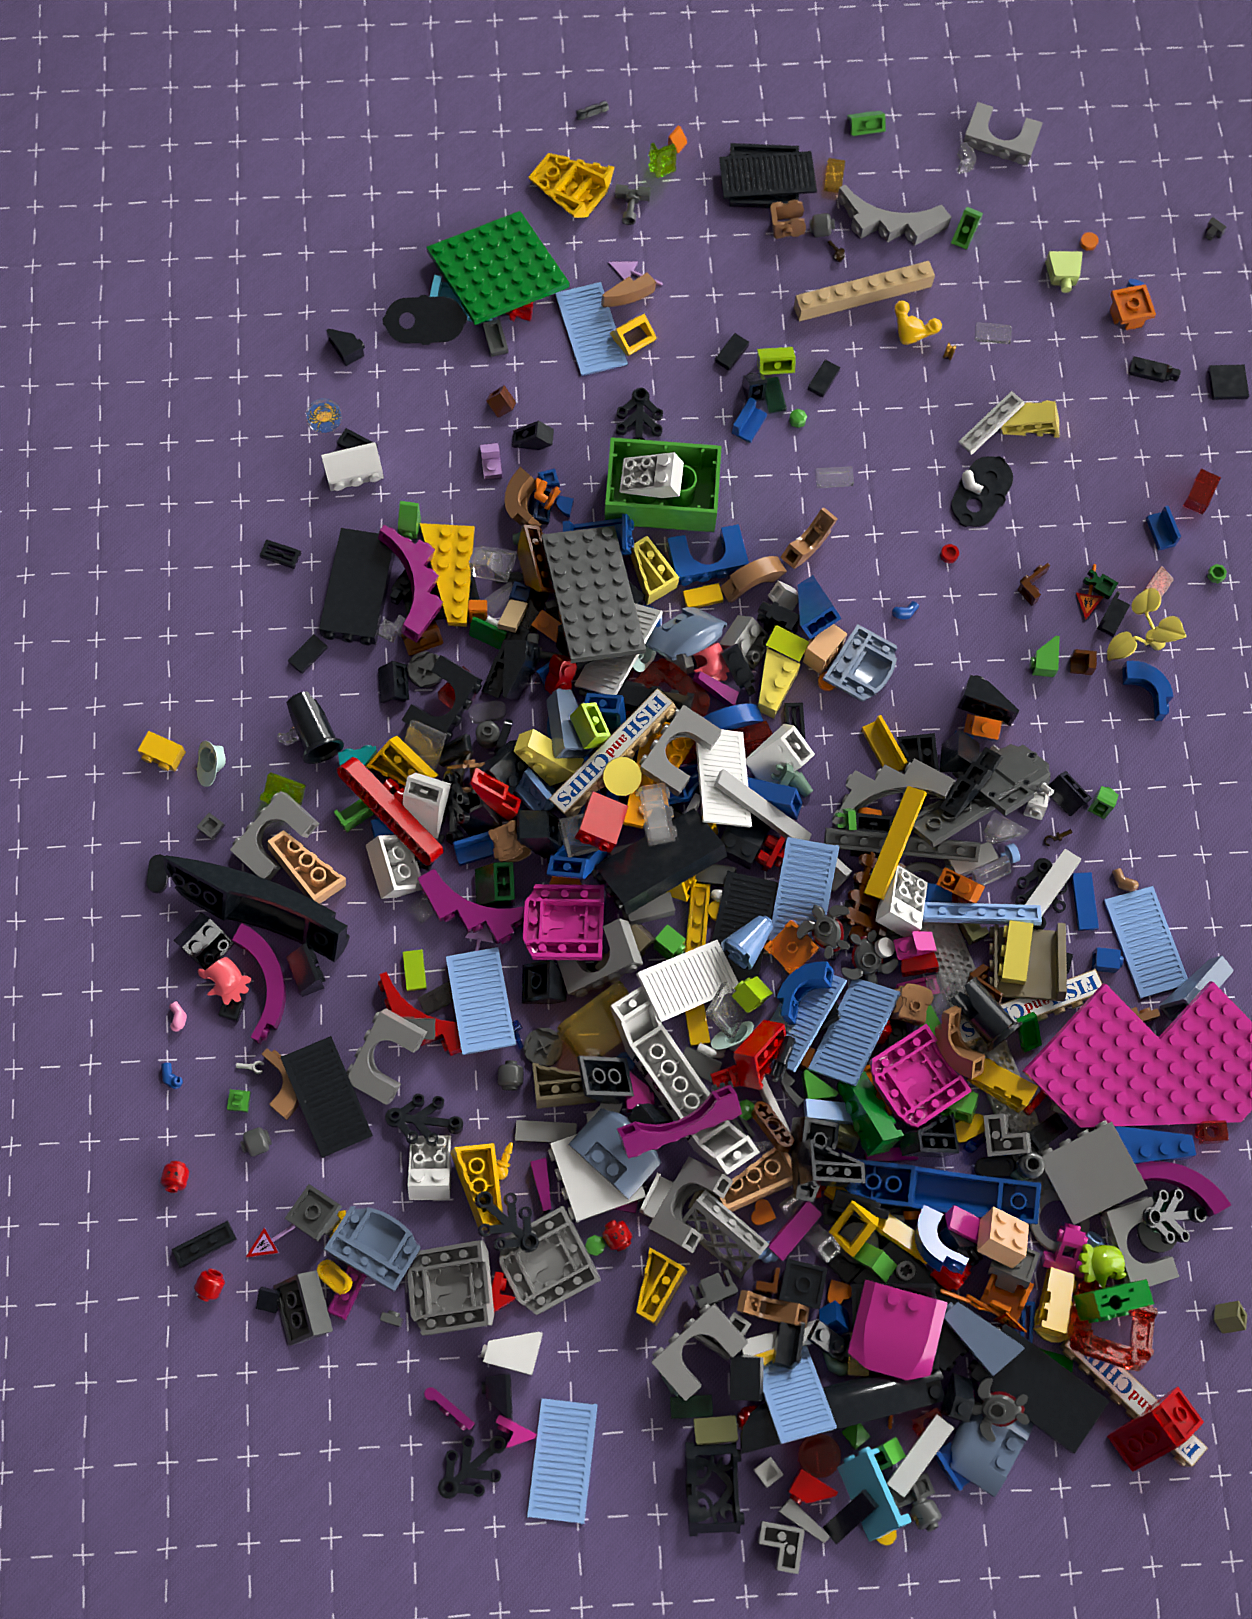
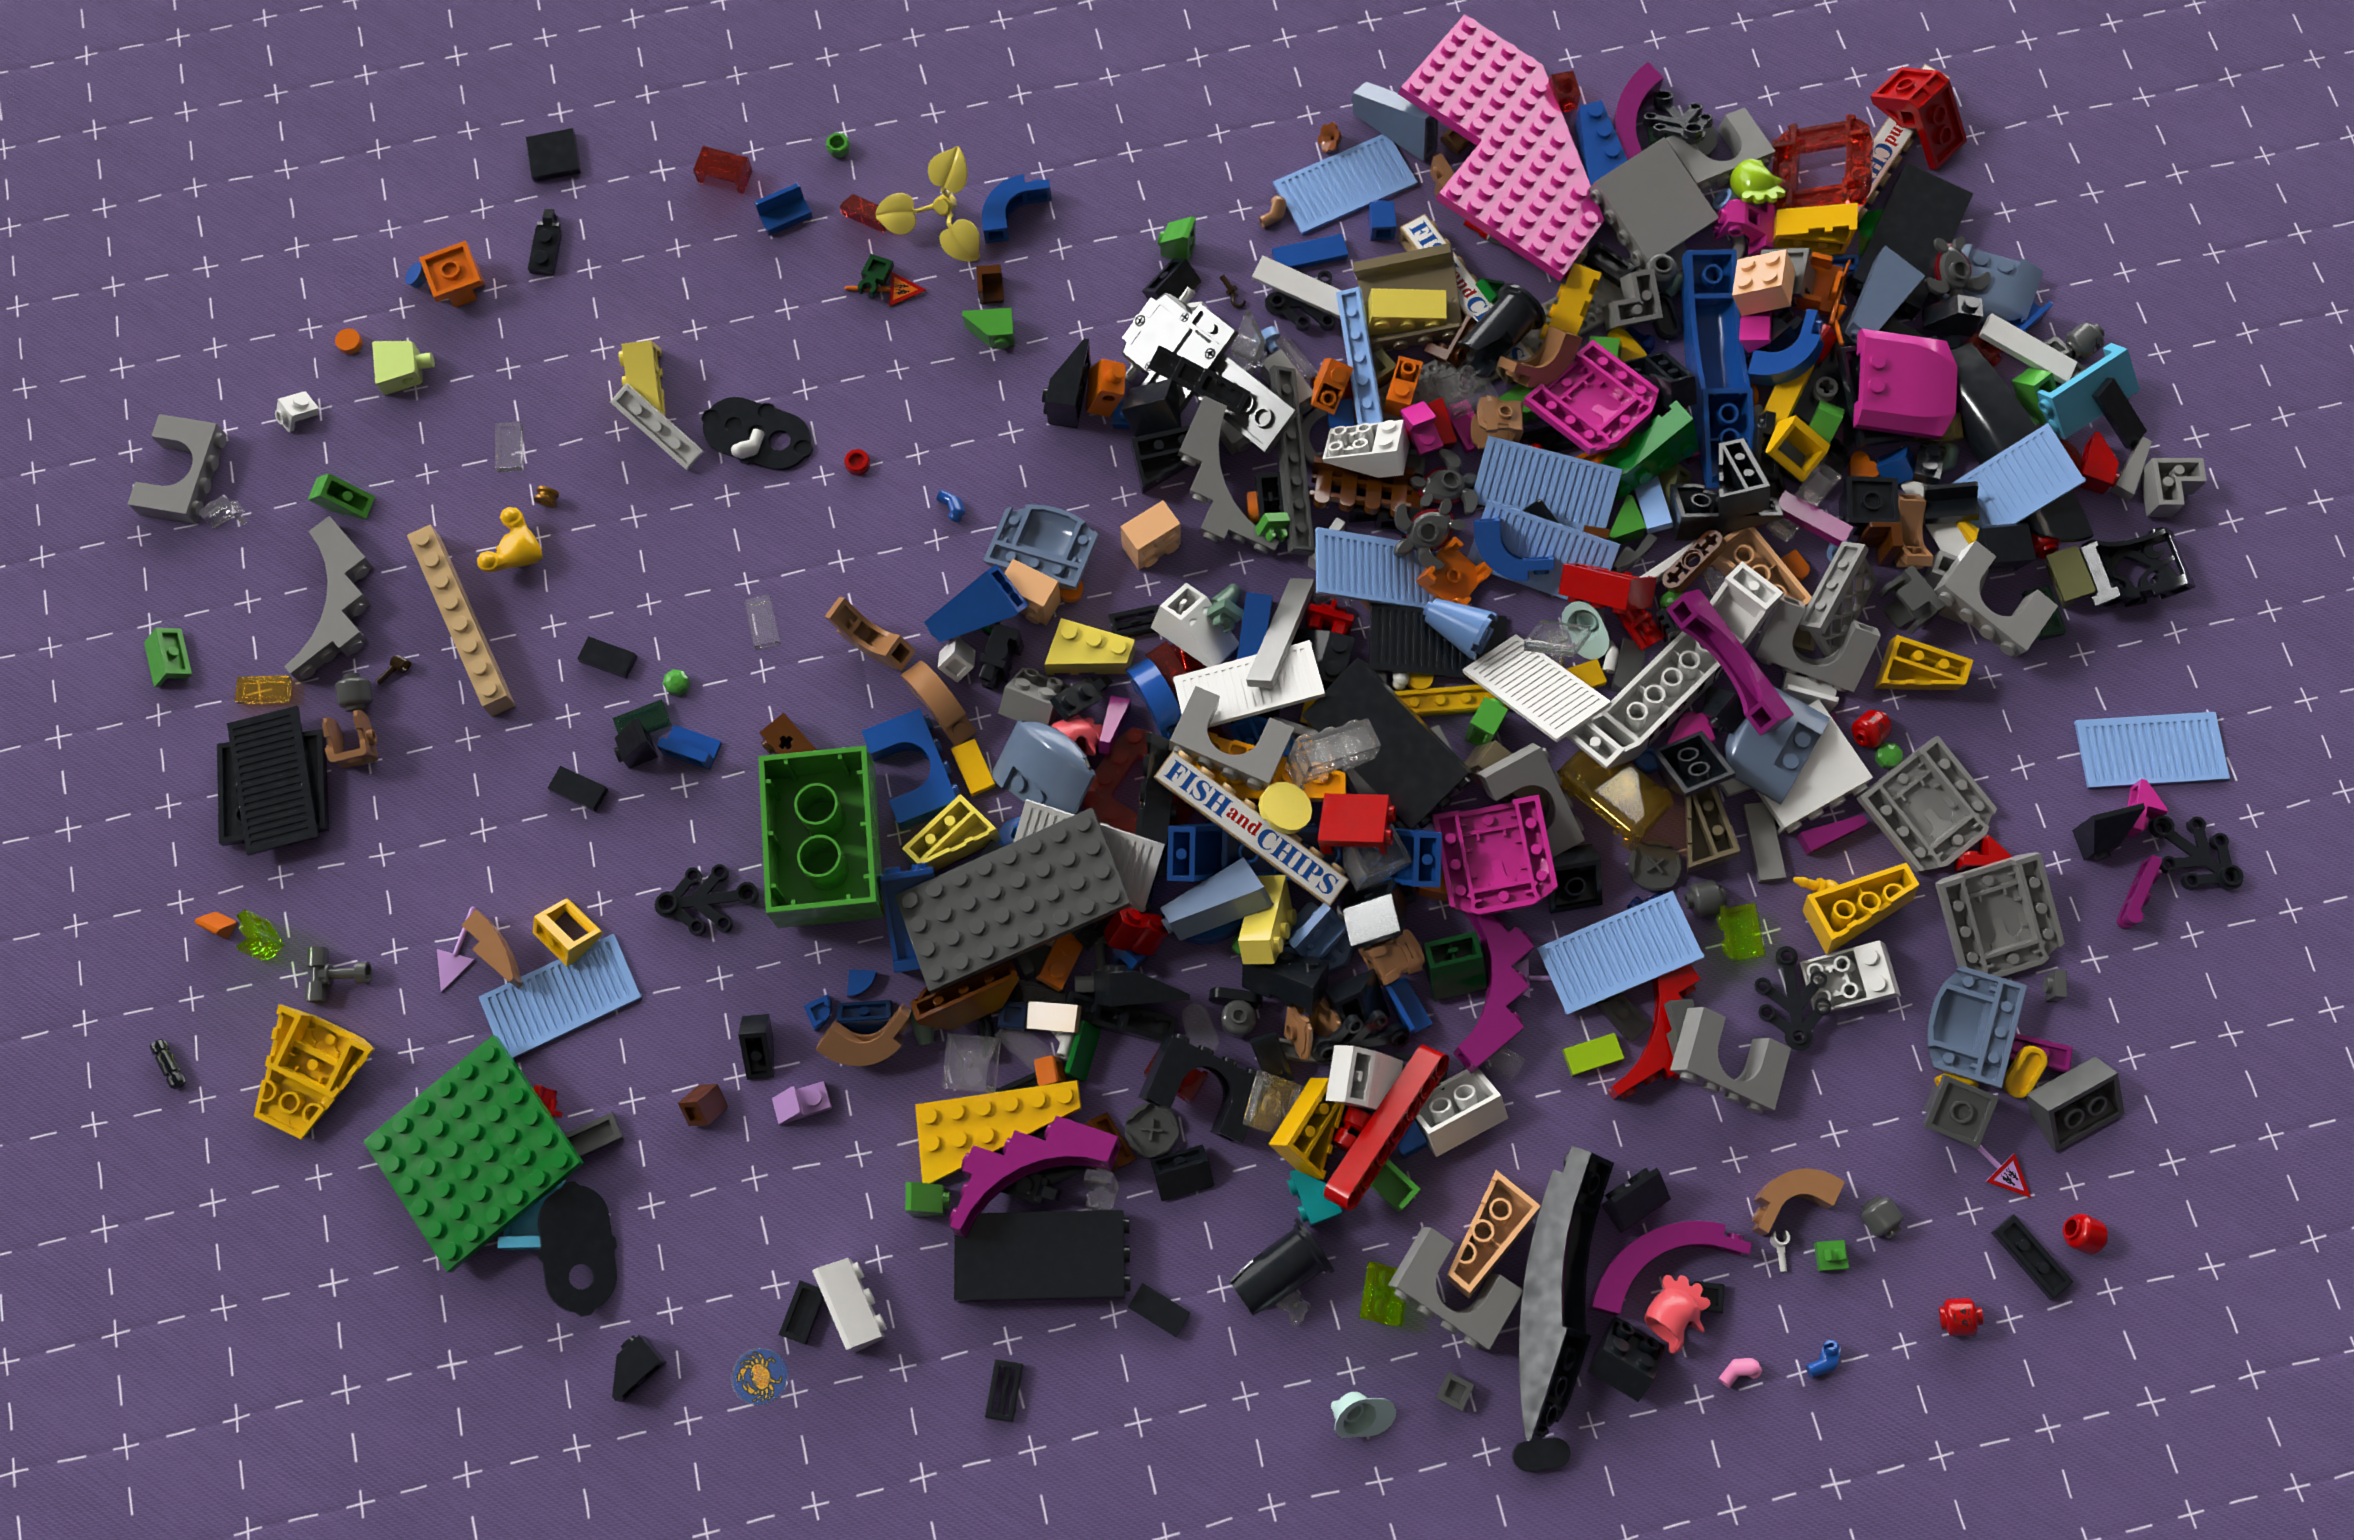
camera: 95 degrees left, 0 degrees up
(161, 751) = (1358, 1495): yellow brick -> none
(268, 1299) = (2079, 1151): black tile -> none
(326, 1096) = (1801, 1130): black window -> none
(479, 1094) = (1741, 932): none -> clear neon green bracket
(495, 794) = (1338, 978): red slope -> none
(509, 1223) = (1906, 855): black plant -> none
(513, 1352) = (2049, 826): white slope -> none
(540, 488) = (856, 999): orange piece -> none
(590, 725) = (1221, 862): lime brick -> none
(652, 475) = (824, 841): white slope -> none
(738, 481) = (784, 732): none -> reddish brown brick
(751, 993) = (1529, 611): lime brick -> none
(768, 1472) = (2094, 513): white tile -> none
(776, 360) = (590, 721): lime brick -> none
(781, 1062) = (1608, 559): black piece -> none
(787, 643) = (1036, 637): neon yellow panel -> none
(856, 737) = (1151, 535): none -> light nougat brick
(884, 744) = (1166, 488): yellow panel -> none
(884, 947) = (1429, 465): white tile -> none
(895, 842) = (1297, 460): yellow tile -> none
(954, 942) = (1403, 385): none -> orange slope
(1029, 591) = (895, 362): reddish brown bracket -> none
(1039, 205) = (295, 408): none -> white bracket
(1113, 616) = (916, 257): black panel -> none
(1113, 1301) = (1803, 160): green piece -> none
(1187, 935) = (1329, 137): none -> dark orange plant
(1214, 229) = (317, 187): dark grey tile -> none
(1230, 1317) = (1769, 57): olive panel -> none

